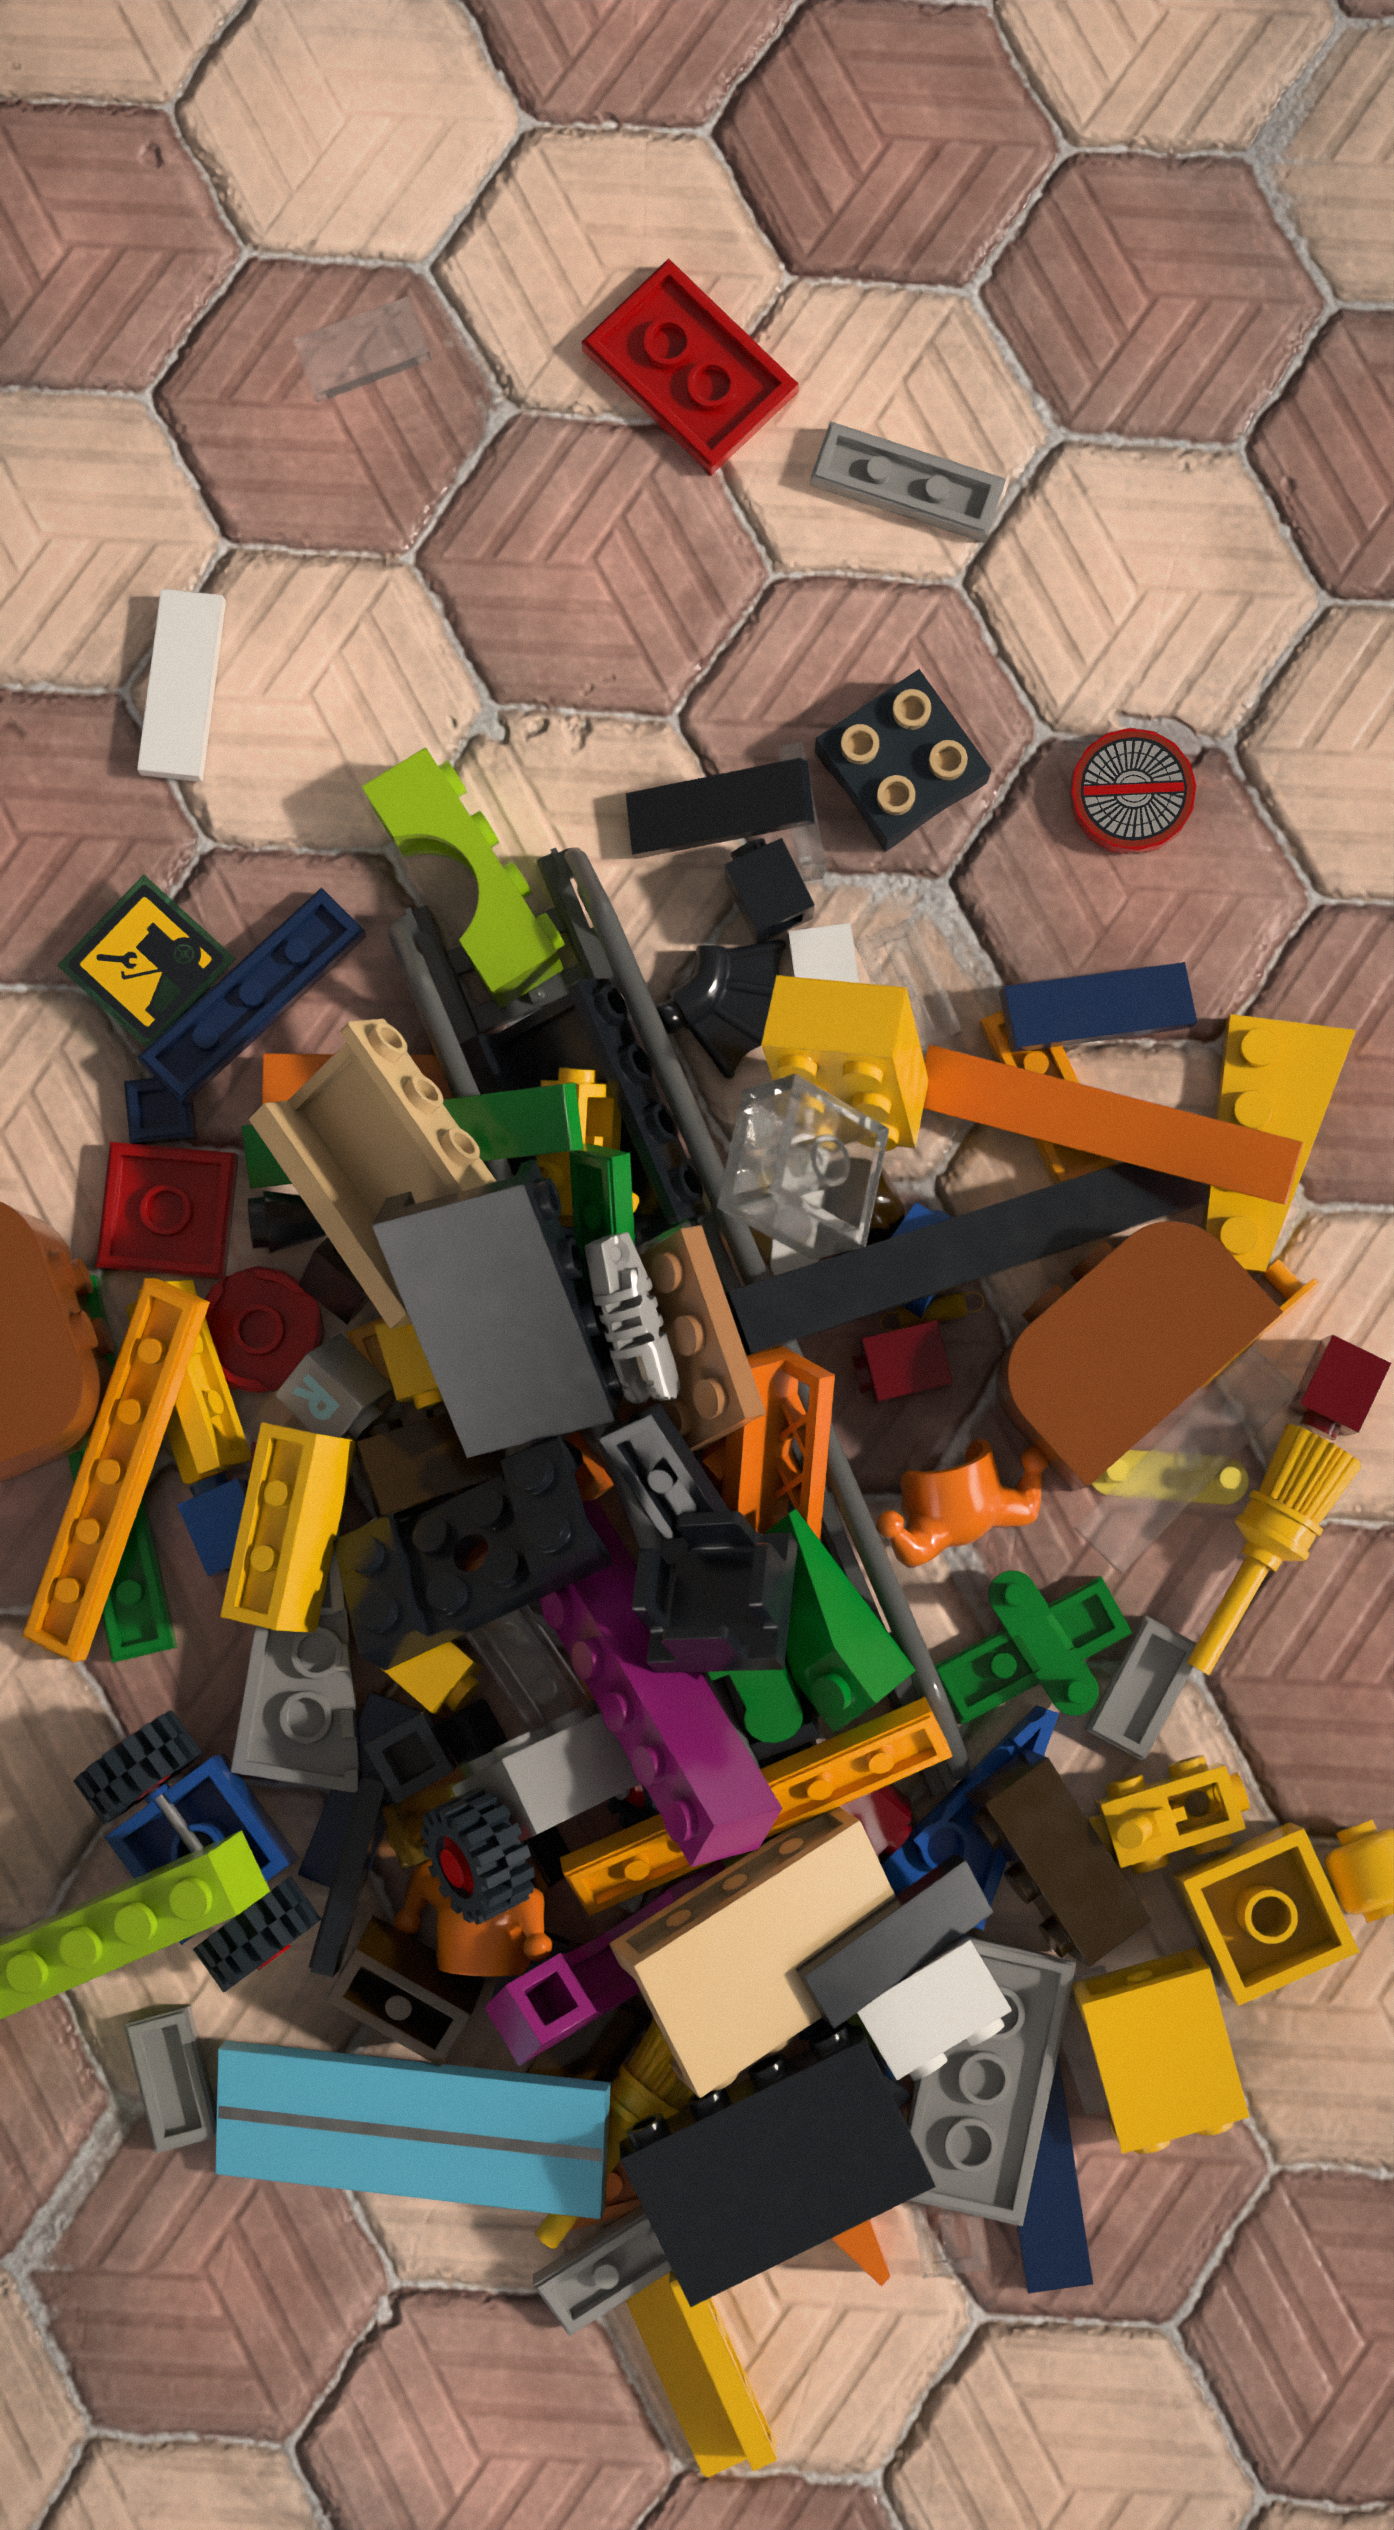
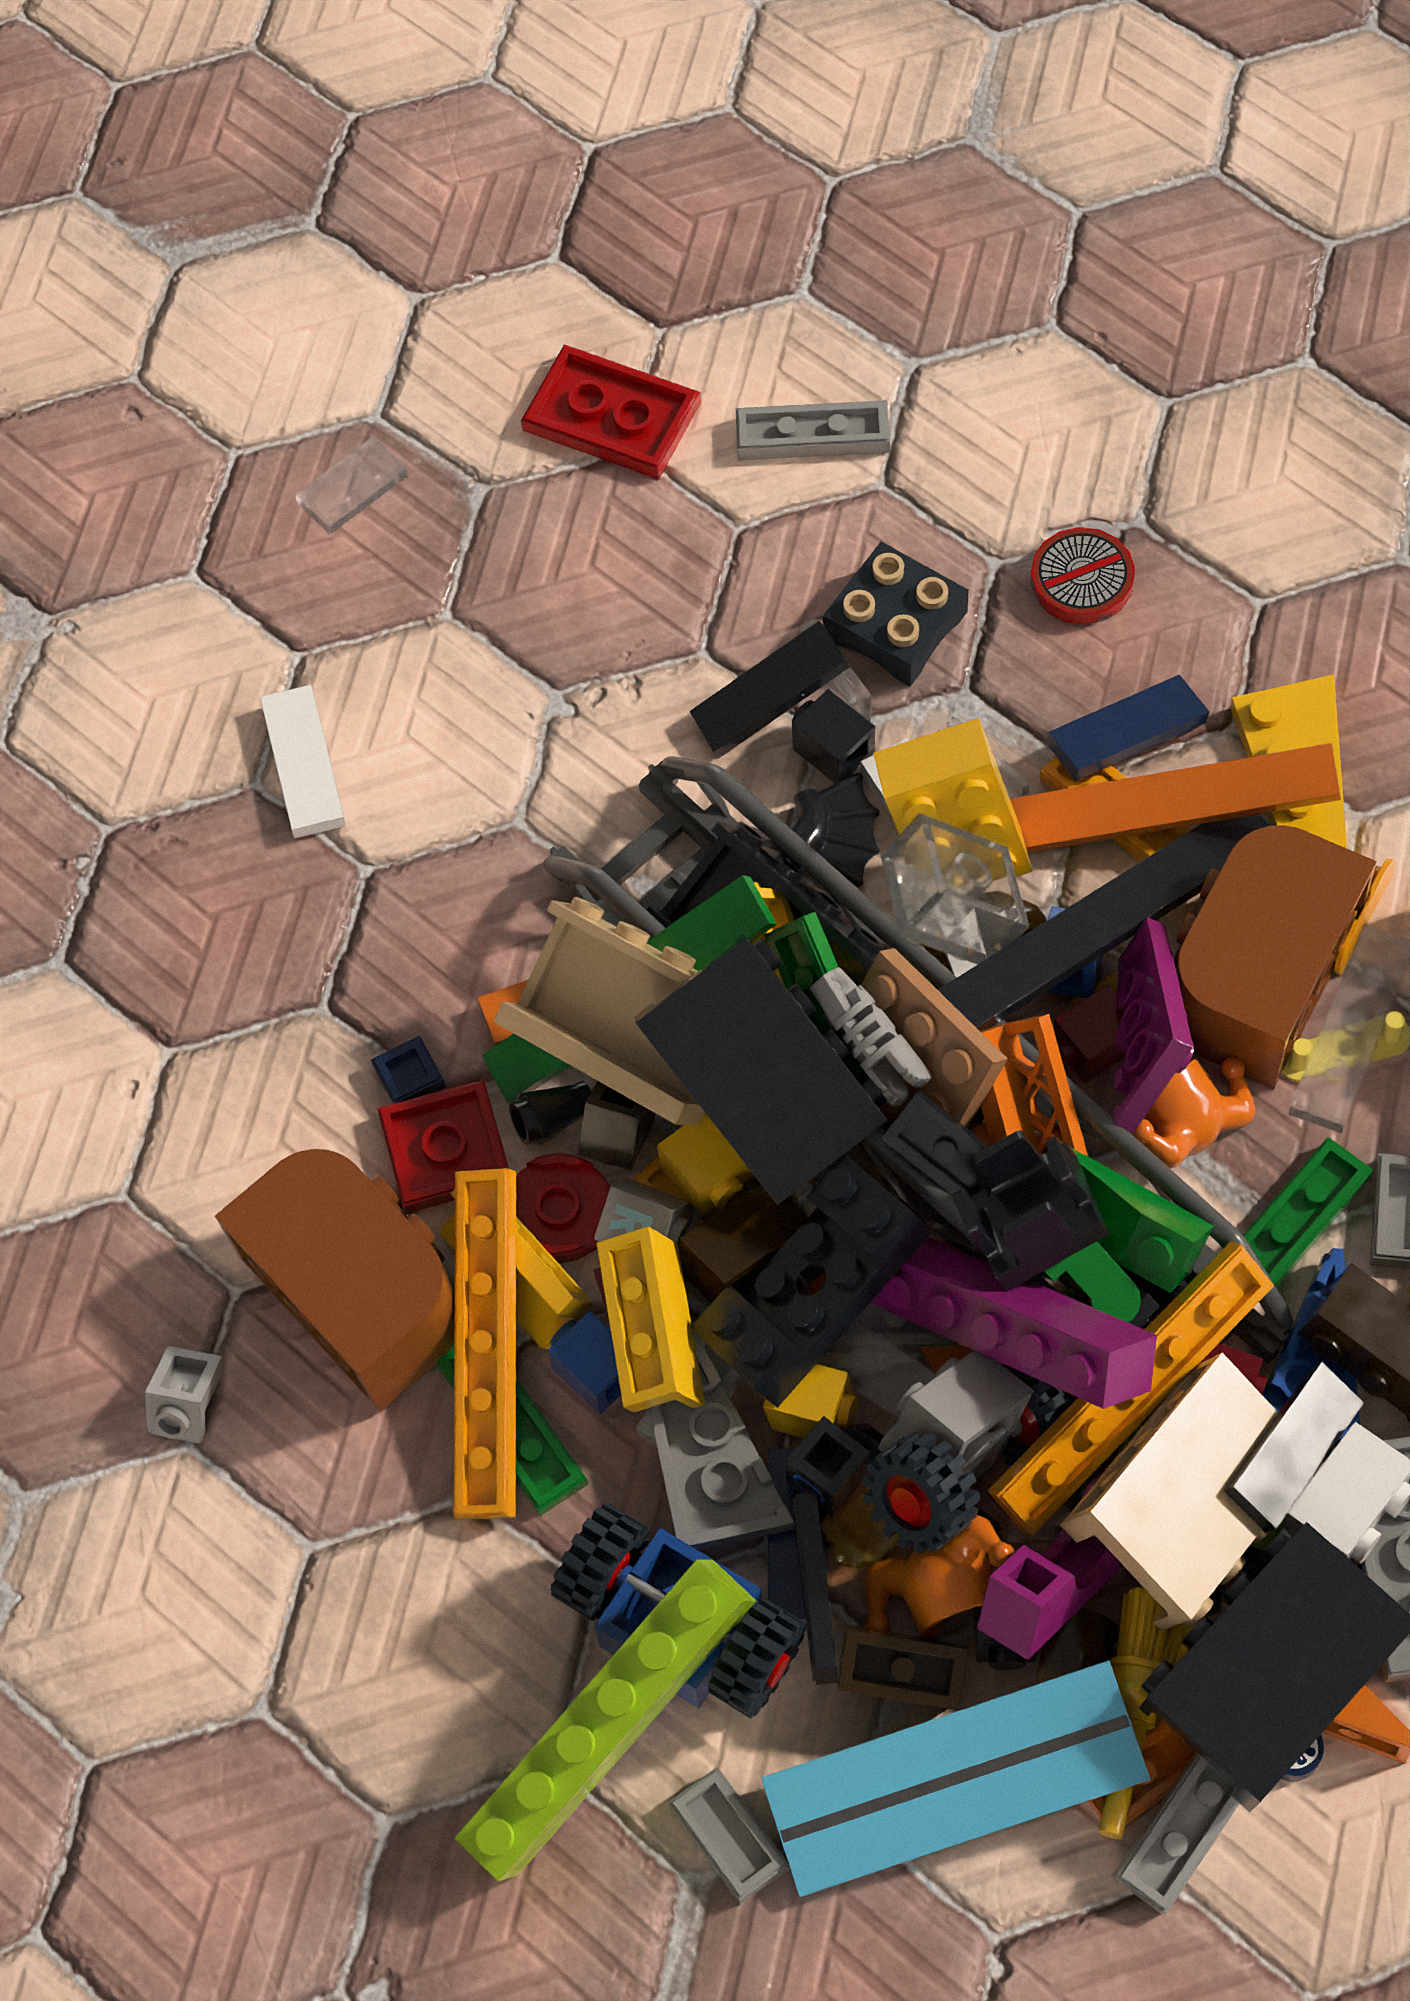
camera: 20 degrees left, 20 degrees down
(146, 961) = (356, 962): piece -> none
(251, 996) = (450, 960): dark blue tile -> none
(425, 816) = (539, 777): lime arch -> none
(702, 2378) = (1294, 1899): yellow panel -> none
(952, 1403) = (1153, 1023): none -> magenta wing
(1043, 1643) = (1305, 1201): green piece -> none

